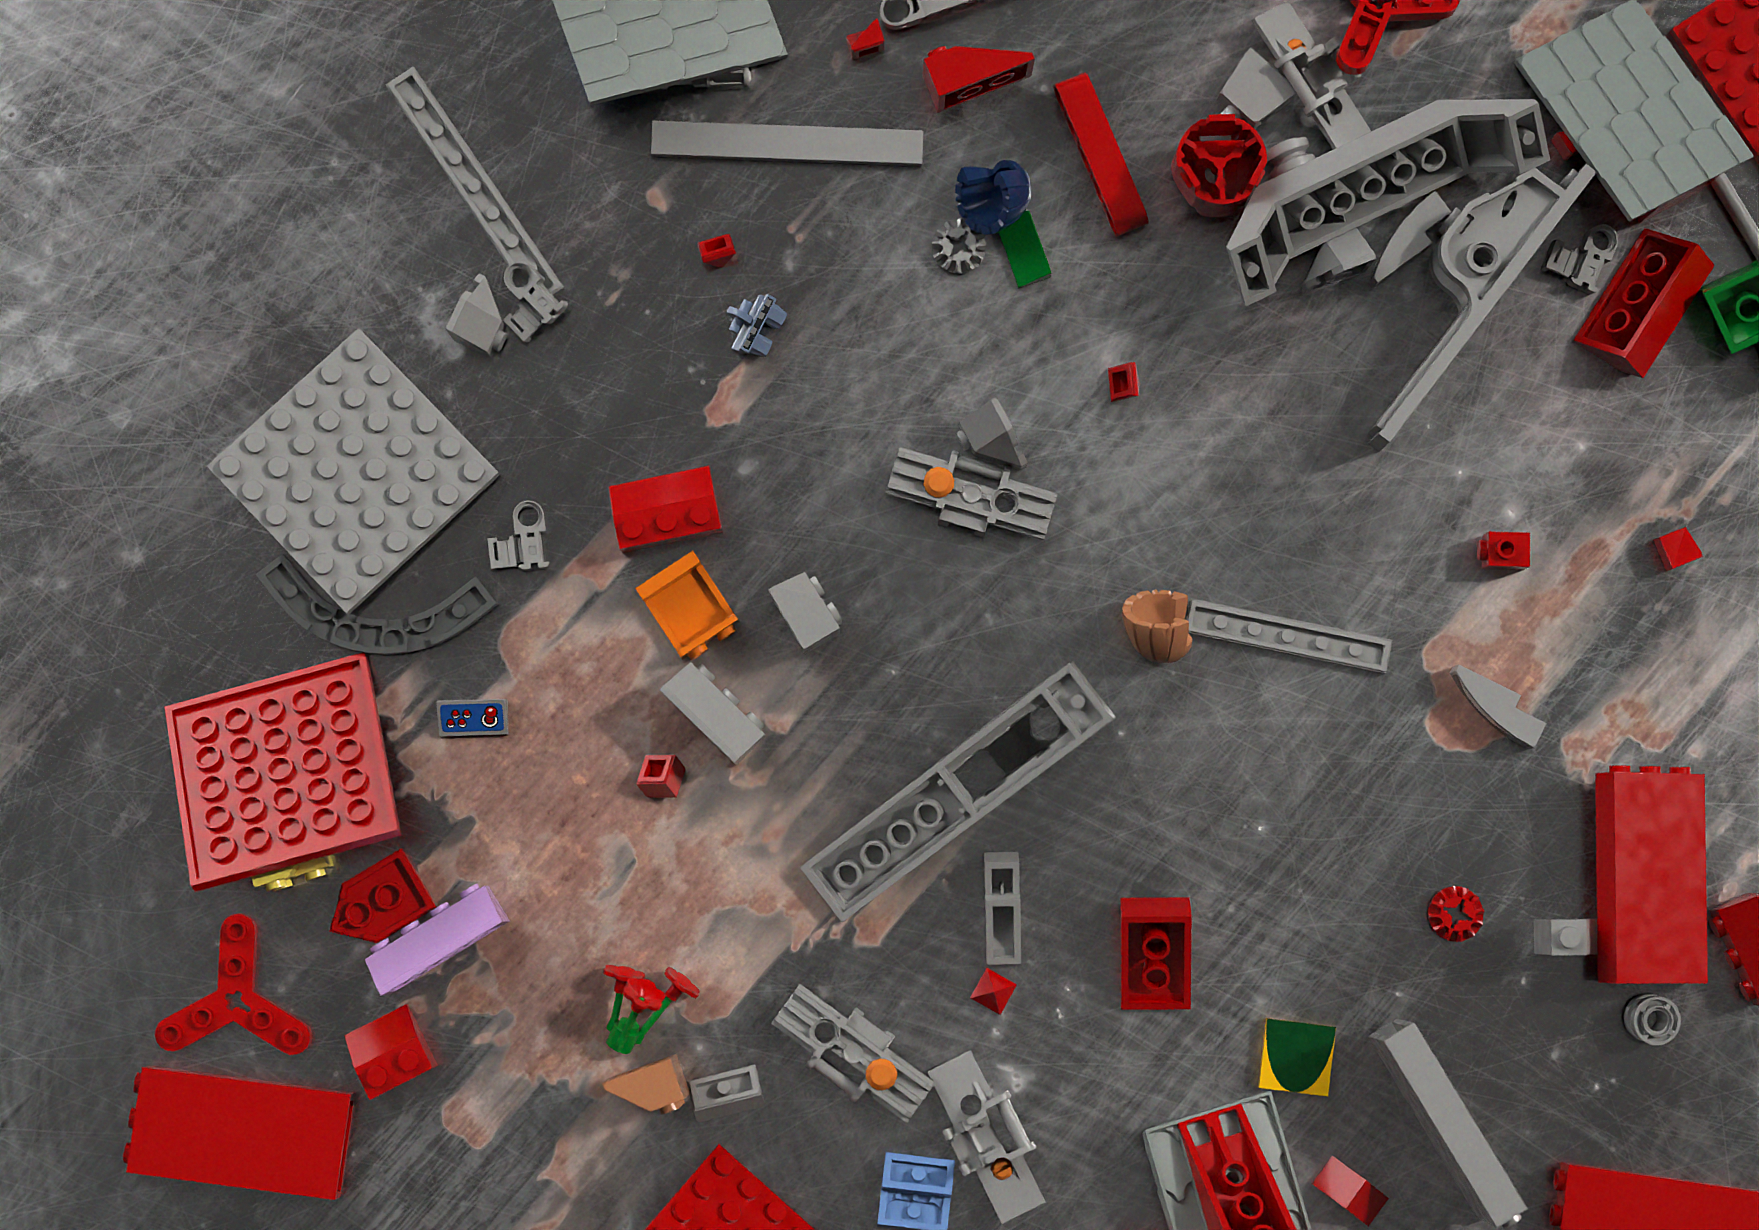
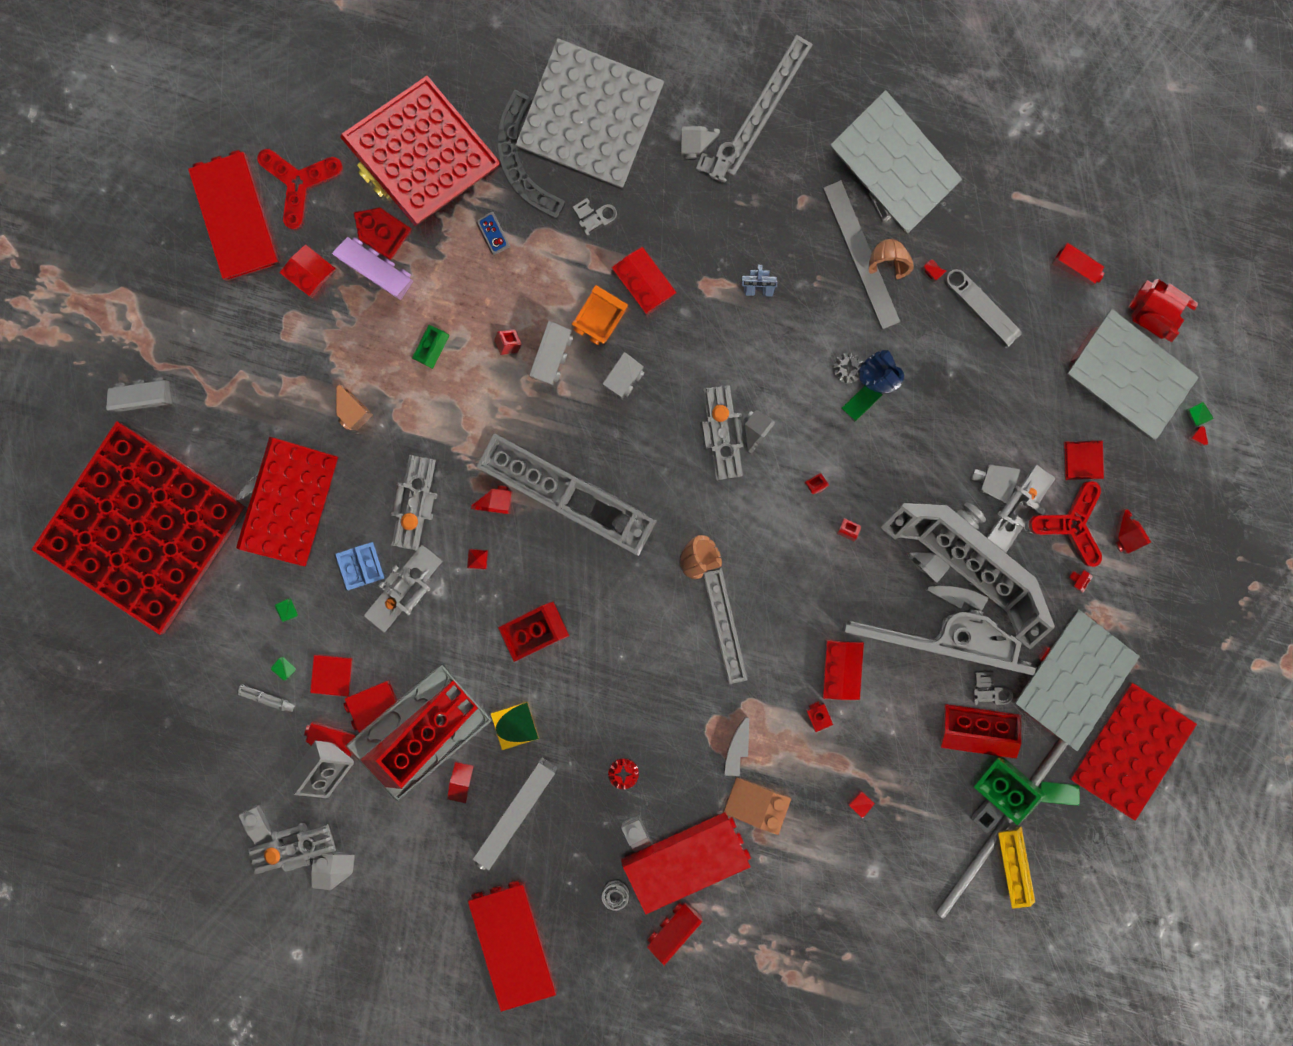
camera: 70 degrees right, 5 degrees up
(608, 906) = (430, 346): none -> green slope
(643, 995) = (392, 384): plant -> none
(717, 250) = (789, 244): red slope -> none
(726, 1093) = (364, 448): light grey slope -> none
(808, 85) = (891, 251): none -> nougat hair
(912, 916) = (495, 500): none -> red slope
(969, 72) = (939, 331): red slope -> none
(1002, 908) = (520, 544): light grey slope -> none
(1101, 154) = (929, 418): red beam -> none
(1222, 365) = (849, 530): none -> red slope
(1237, 159) = (959, 489): red piece -> none
(1445, 480) = (842, 670): none -> red slope
(1471, 34) = (1081, 580): none -> red tile
(1607, 717) = (757, 805): none -> nougat slope

